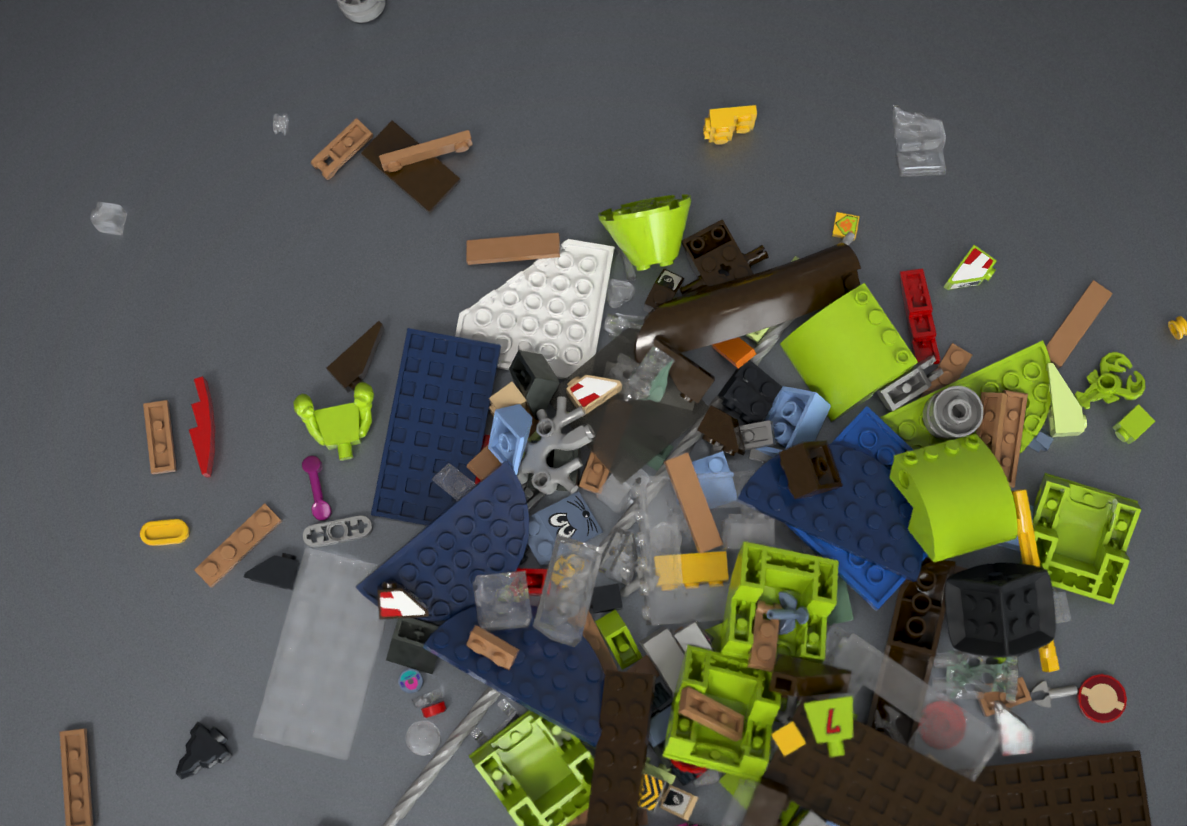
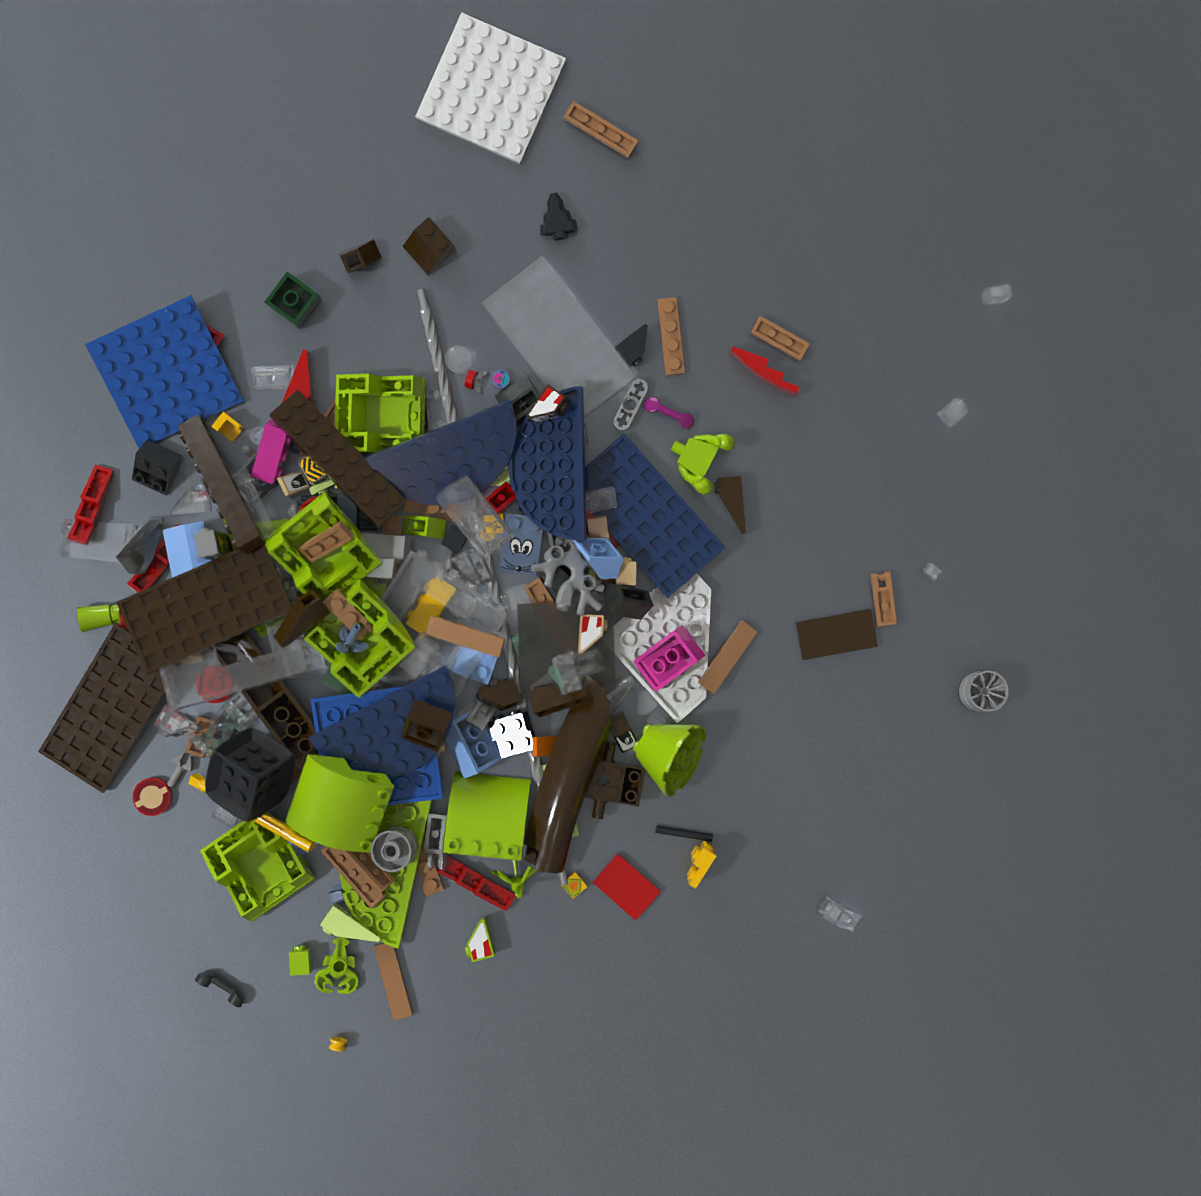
camera: 125 degrees right, 10 degrees up
(164, 532) = (715, 296): yellow tile -> none
(457, 142) = (846, 624): medium nougat plate -> none
(492, 647) = (475, 440): medium nougat plate -> none
(502, 601) = (499, 469): clear brick -> none
(557, 299) = (669, 658): none -> dark pink slope
(713, 163) = (684, 833): none -> black bar
(788, 738) = (273, 577): yellow tile -> none
(806, 177) = (626, 886): none -> red tile
(831, 722) = (261, 610): lime torso -> none
(887, 279) = (516, 882): none -> lime plant
(918, 144) = (590, 978): clear slope -> none

